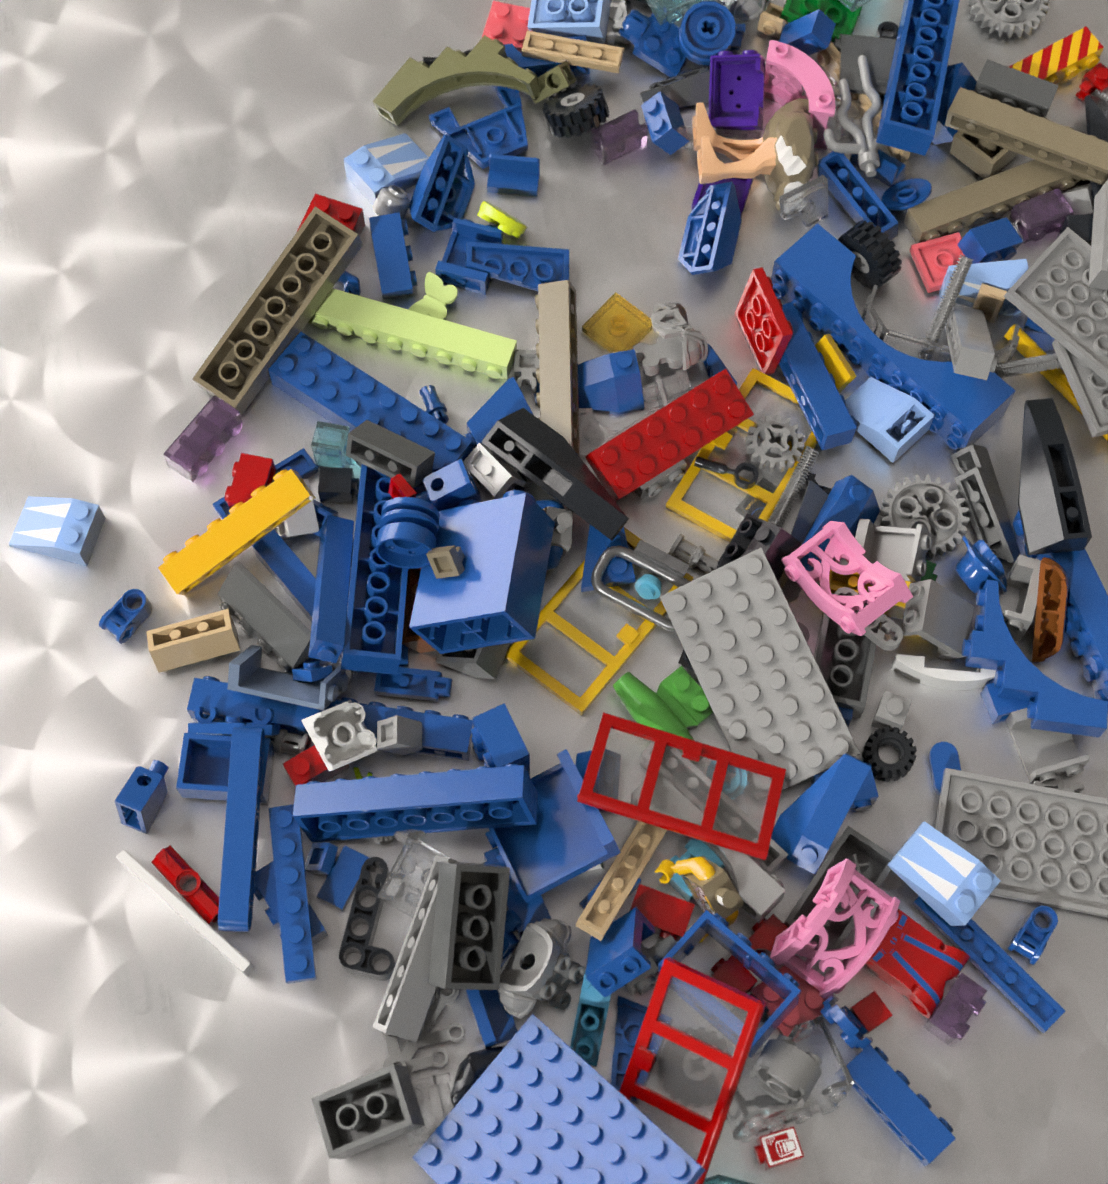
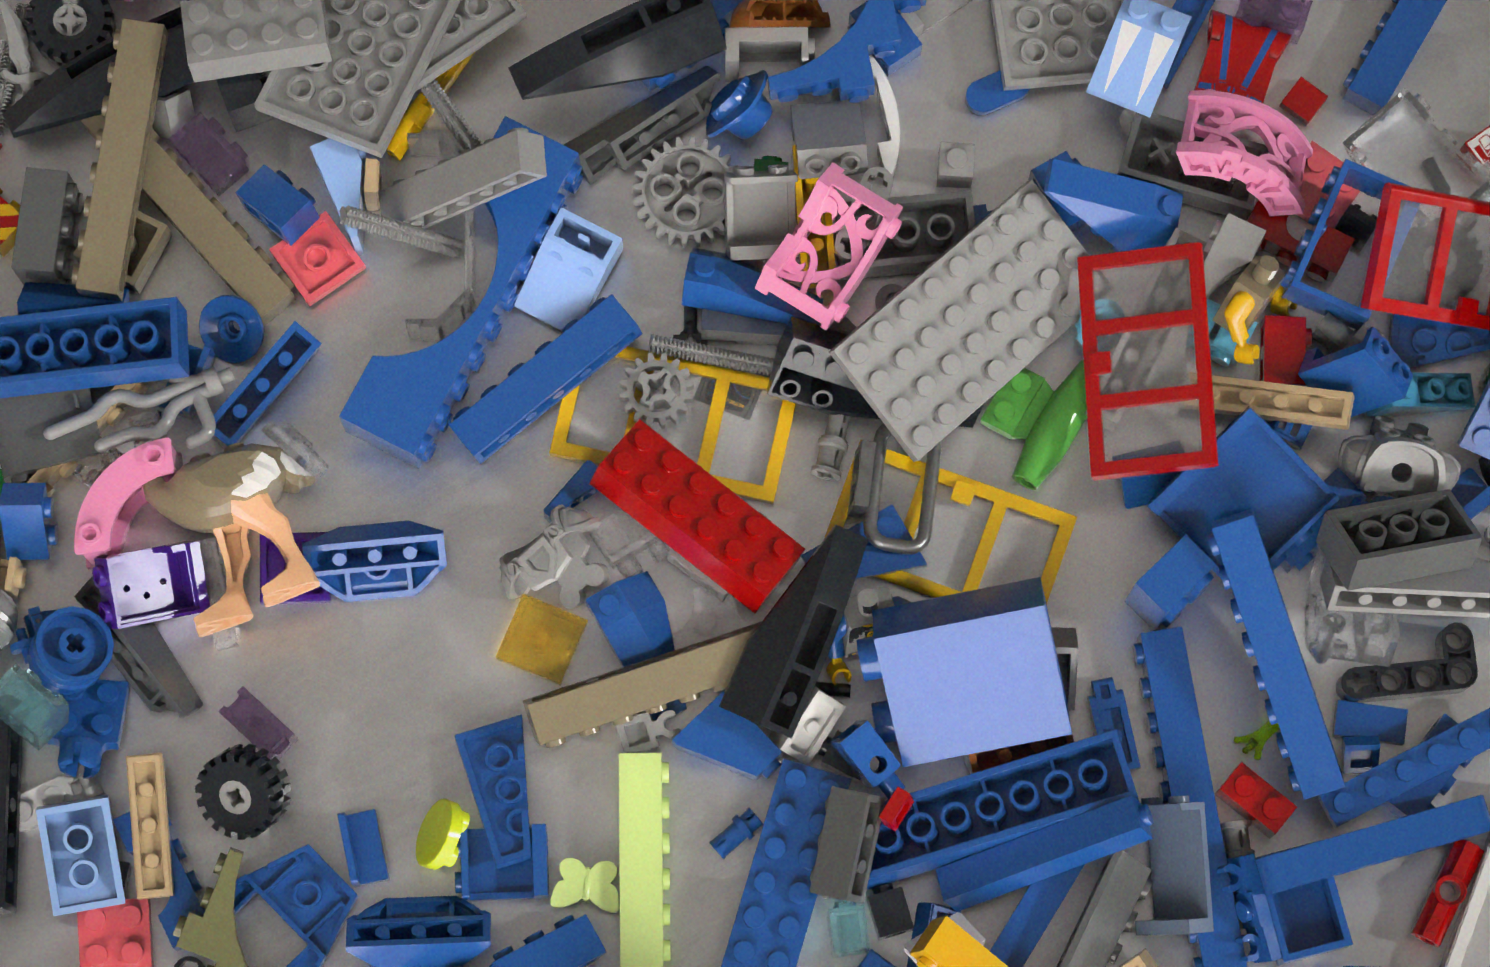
camera: 110 degrees left, 10 degrees up
(311, 671) = (1150, 852): blue plate -> none
(341, 734) = (1221, 775): white slope -> none
(399, 735) = (1194, 708): light grey panel -> none
(407, 532) = (958, 774): blue wheel -> none
(446, 561) = (987, 709): dark tan tile -> none
(554, 81) = (203, 838): olive leg -> none
(648, 587) = (899, 484): medium azure plate -> none
(665, 123) = (223, 668): blue brick -> none
(721, 468) = (707, 445): black piece -> none
(763, 321) = (499, 446): red plate -> none
(786, 1071) = (1419, 156): light grey brick -> none
(835, 362) = (514, 350): yellow tile -> none
(847, 1021) = (1334, 117): blue plate -> none
(875, 255) = (350, 346): black wheel -> none
(898, 740) = (1003, 176): black tyre -> none

